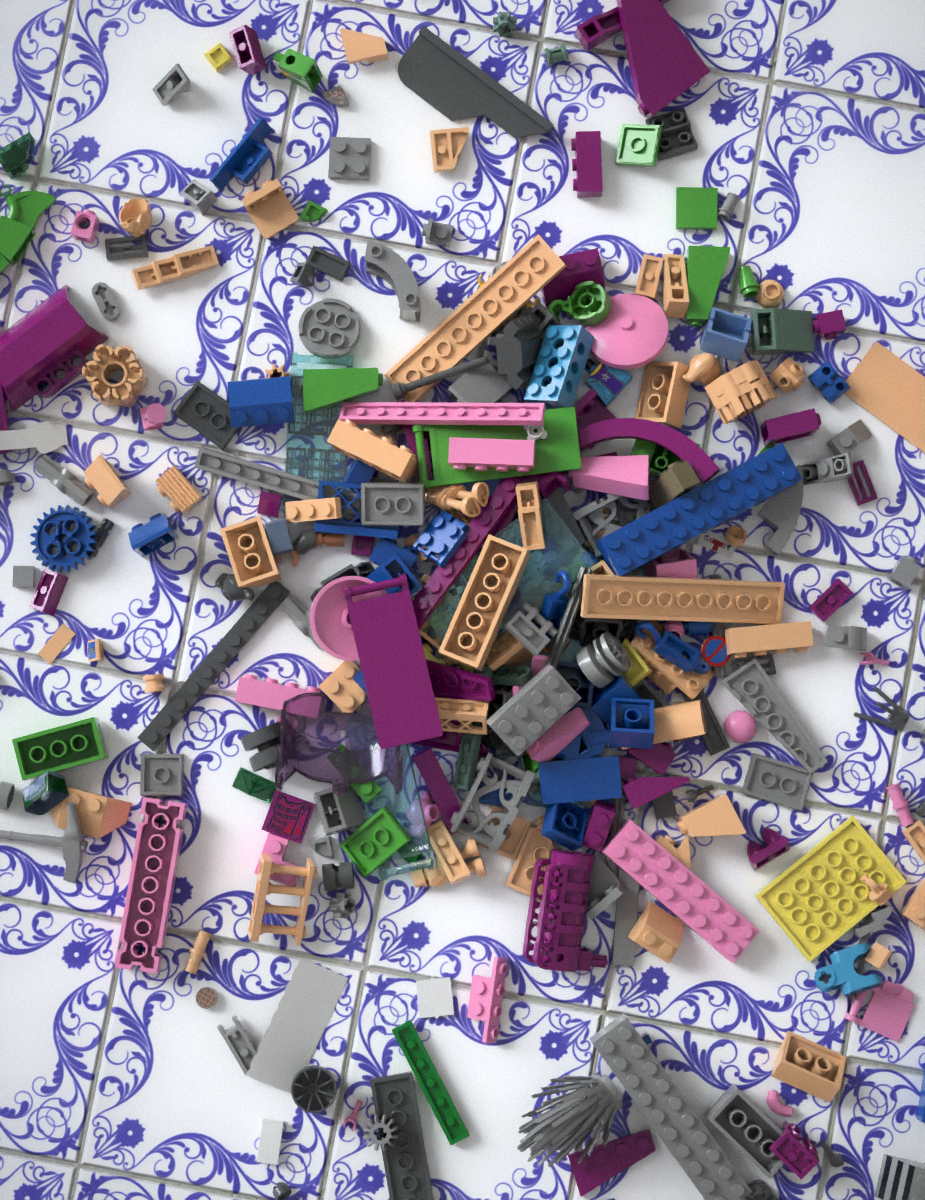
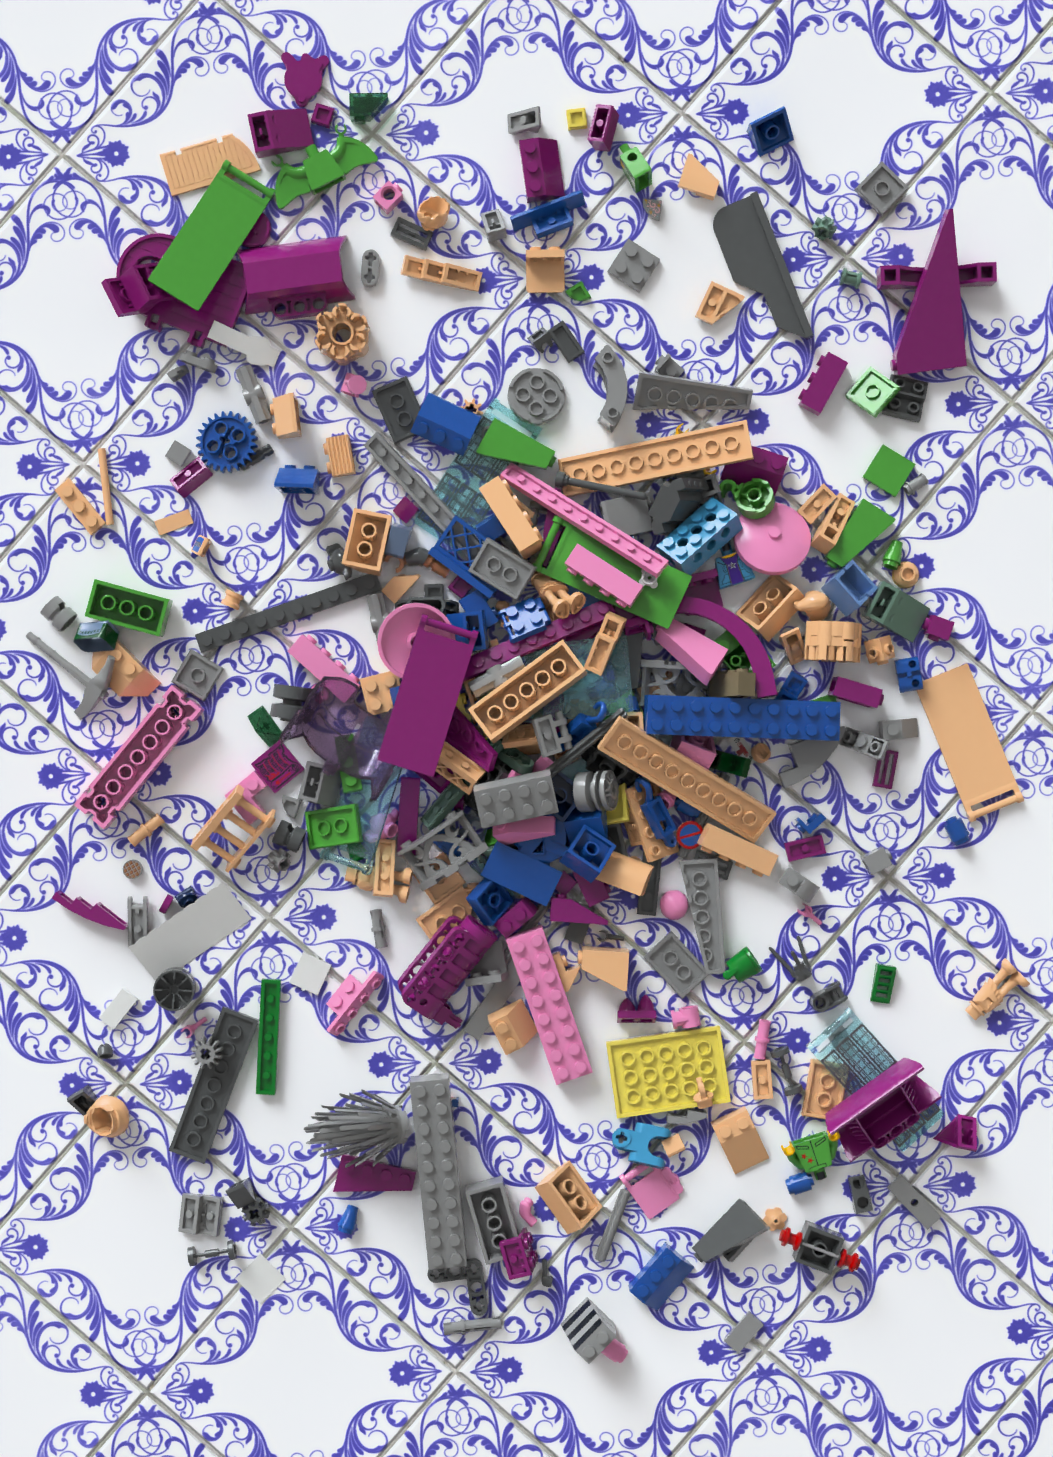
camera: 30 degrees right, 5 degrees up
(197, 1060) = (98, 913): none -> magenta slope
(212, 120) = (541, 169): none -> magenta slope
(258, 1012) = (166, 904): none -> magenta tile
(273, 994) = (186, 897): none -> dark blue plate
(304, 579) = (399, 586): none -> light nougat slope
(313, 510) = (437, 536): light nougat plate -> none
(339, 563) = (434, 590): none -> dark grey tile
(446, 607) = (496, 676): none -> light grey piece
(455, 252) = (674, 393): none -> light grey wing
(475, 915) = (378, 928): none -> light grey pin
(706, 418) = (793, 645): none -> light nougat slope
(715, 561) = (731, 764): none -> dark green brick
(727, 456) = (792, 687): none -> blue slope
(816, 826) = (686, 1017): none -> bright pink piece
(824, 570) = (813, 822): none -> blue bracket
(840, 745) = (742, 966): none -> green hat
(866, 1068) = (612, 1225): none -> light grey axle

